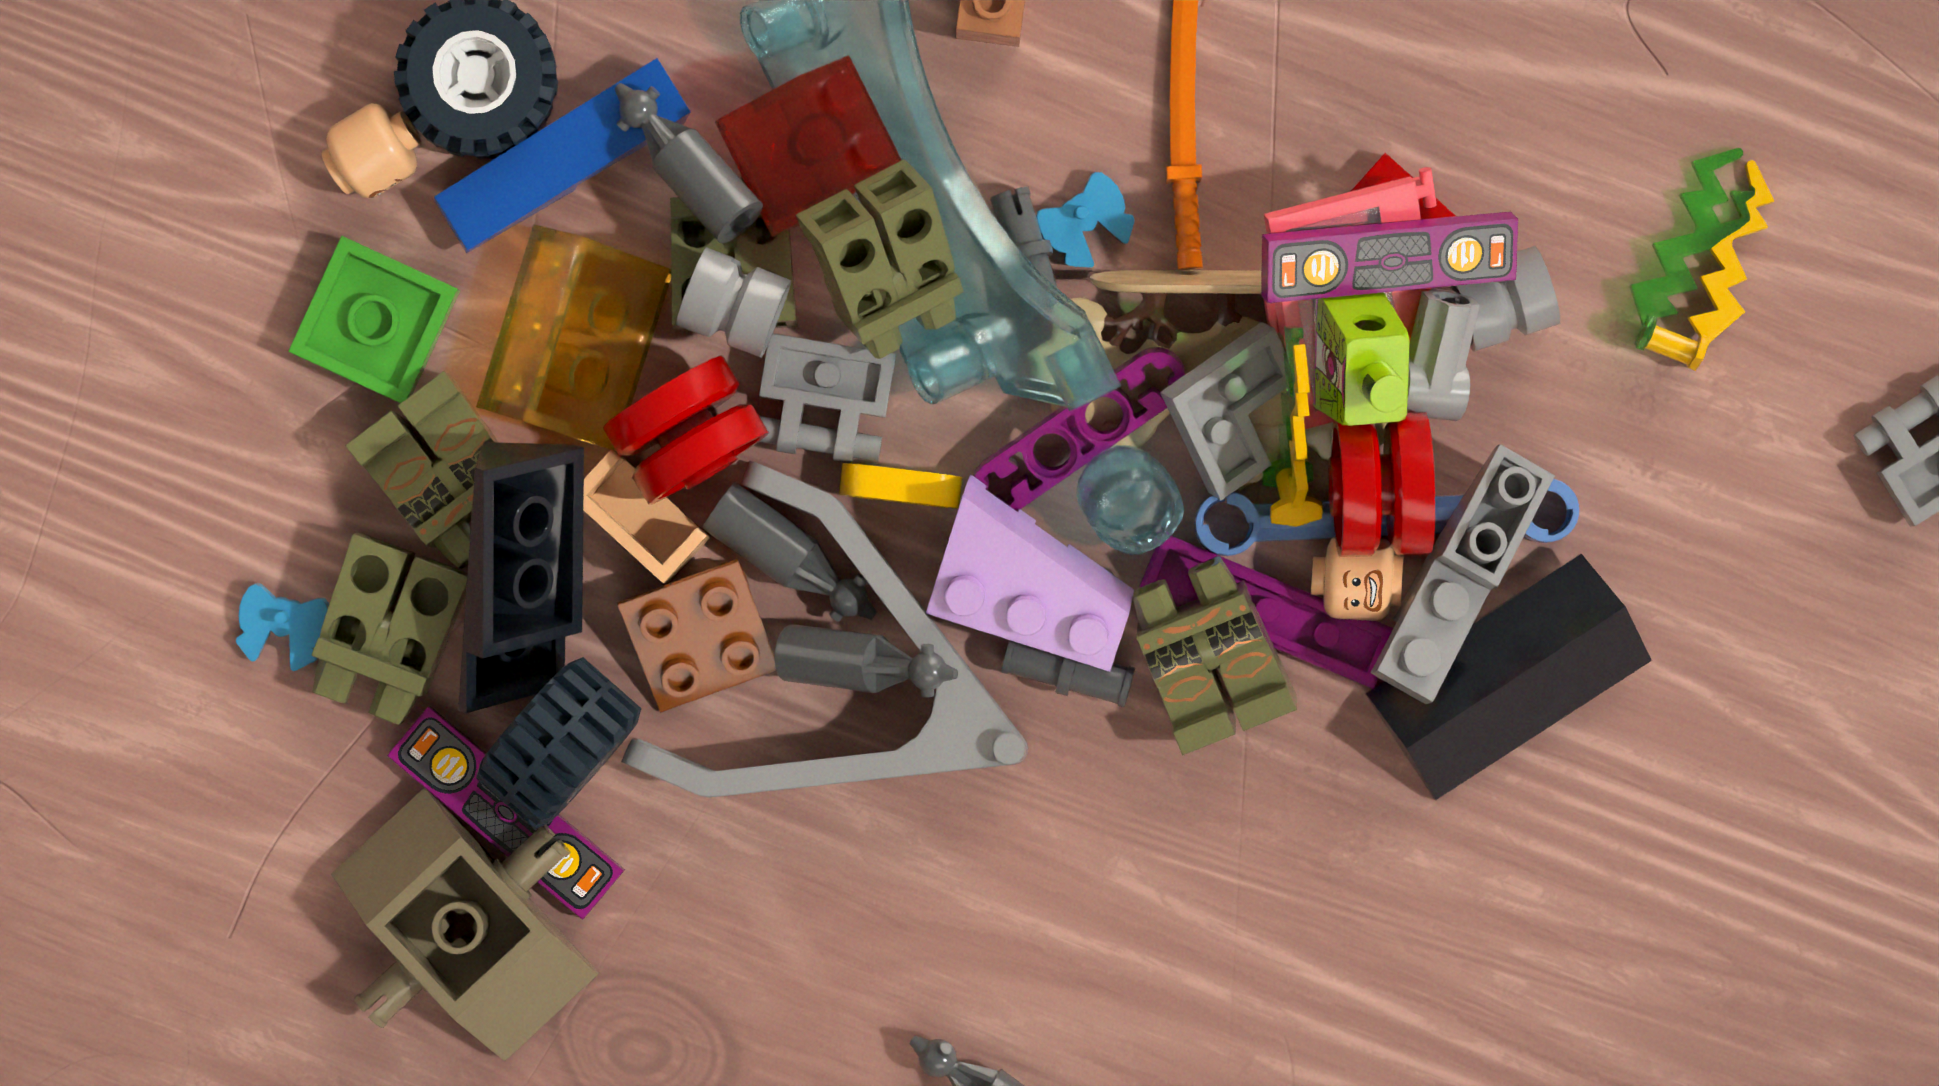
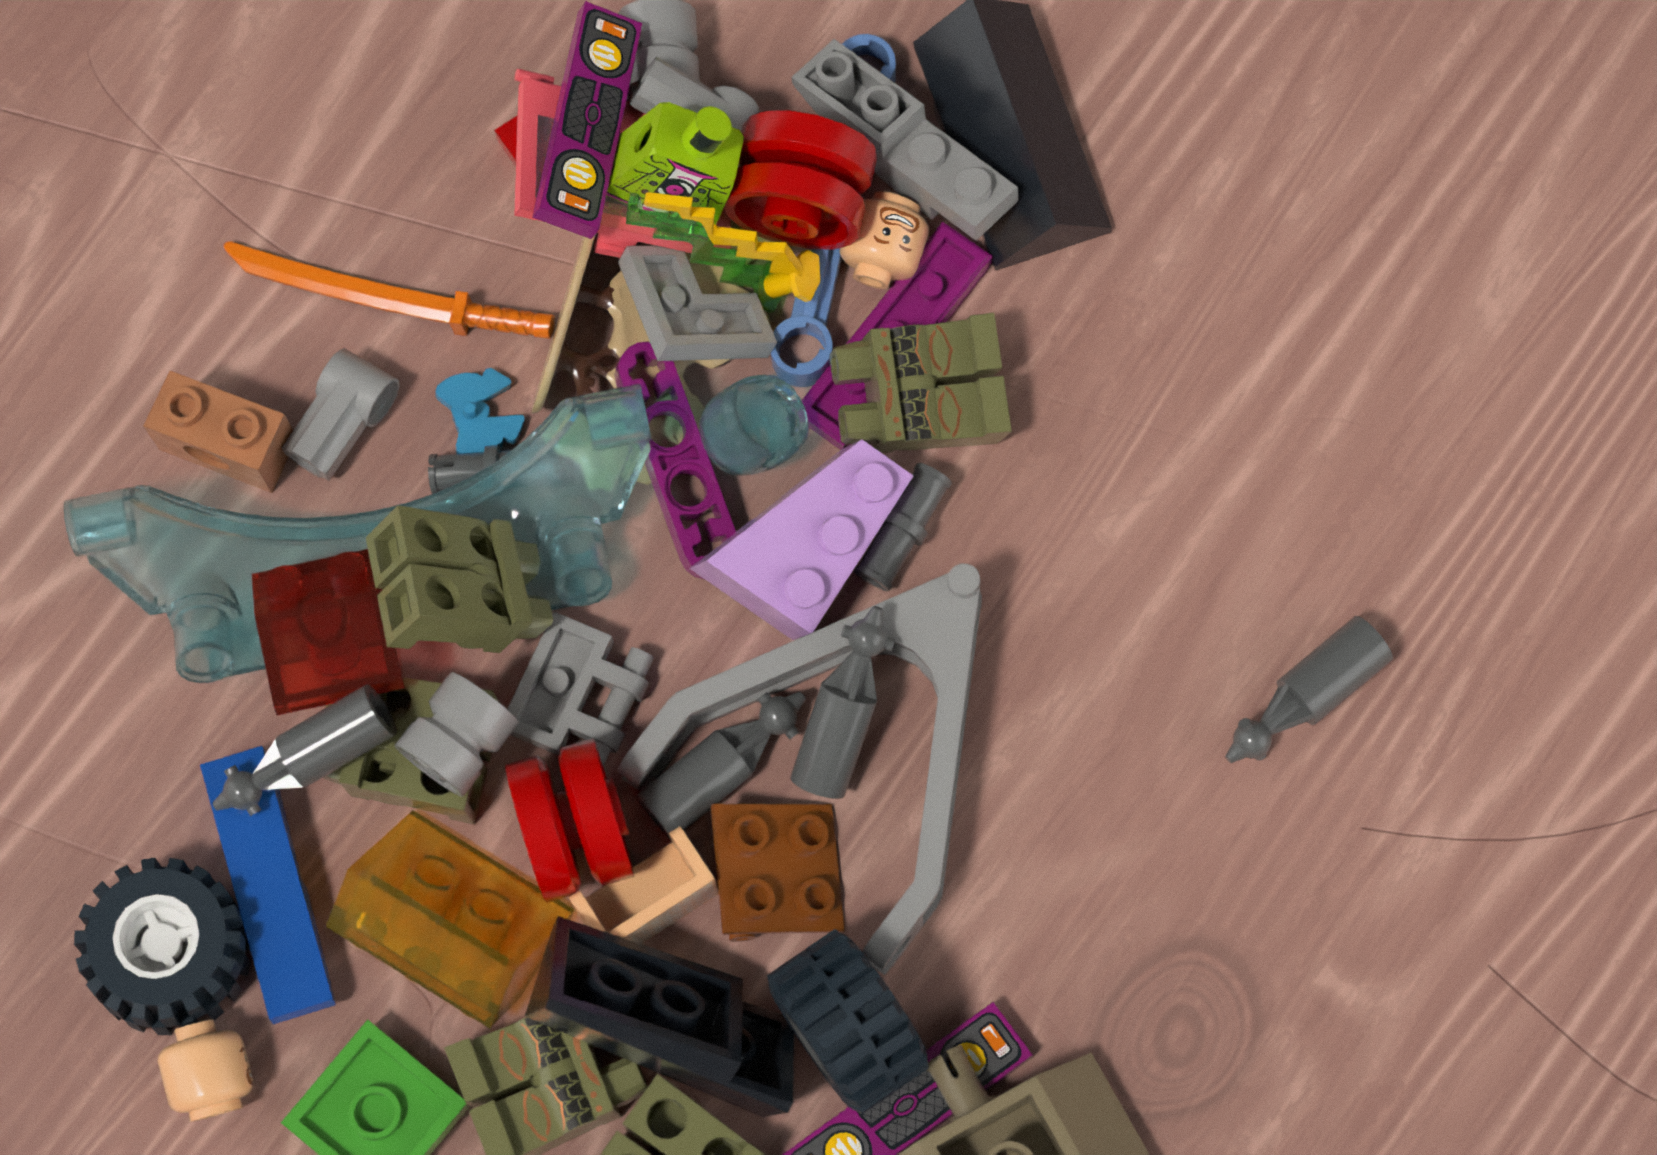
camera: 70 degrees left, 15 degrees down
(900, 485) = (682, 639): yellow beam -> none
(1062, 89) = (347, 400): none -> light grey piece

